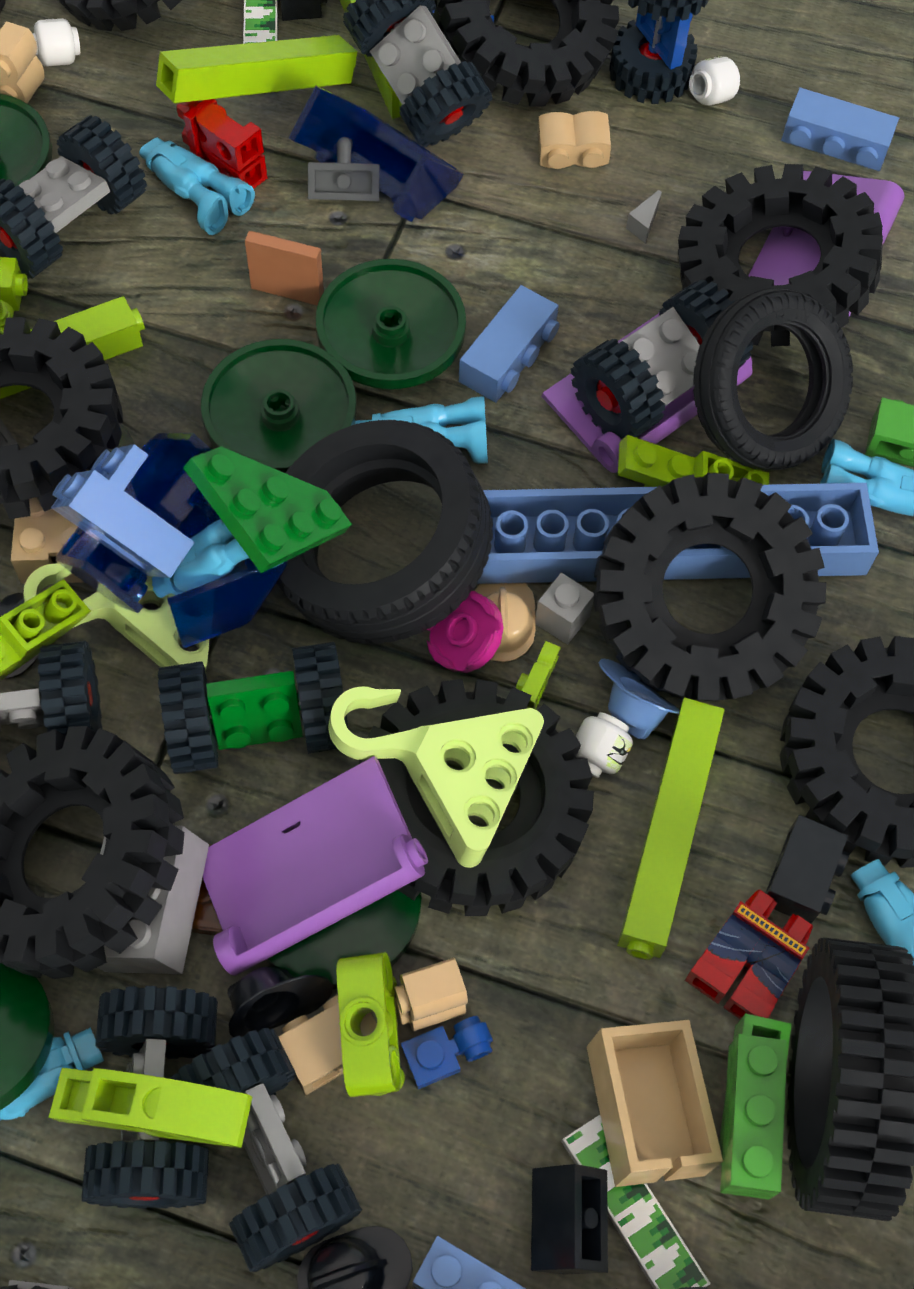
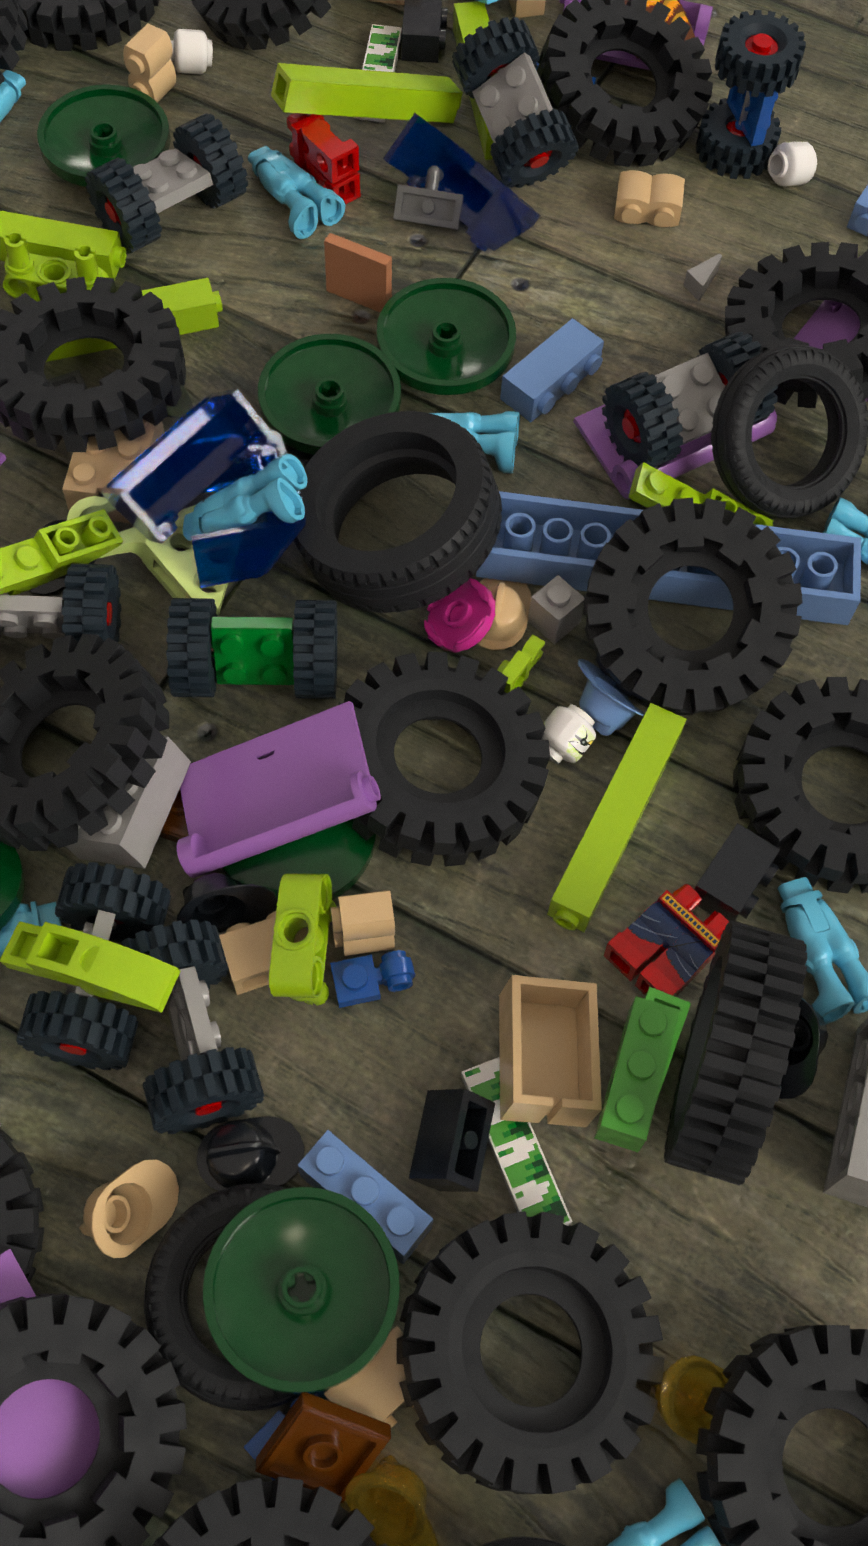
camera: 10 degrees right, 0 degrees up
(103, 510) = (158, 458): medium blue brick -> none
(265, 508) = (291, 467): green plate -> none
(446, 791) = (414, 745): yellowish green piece -> none

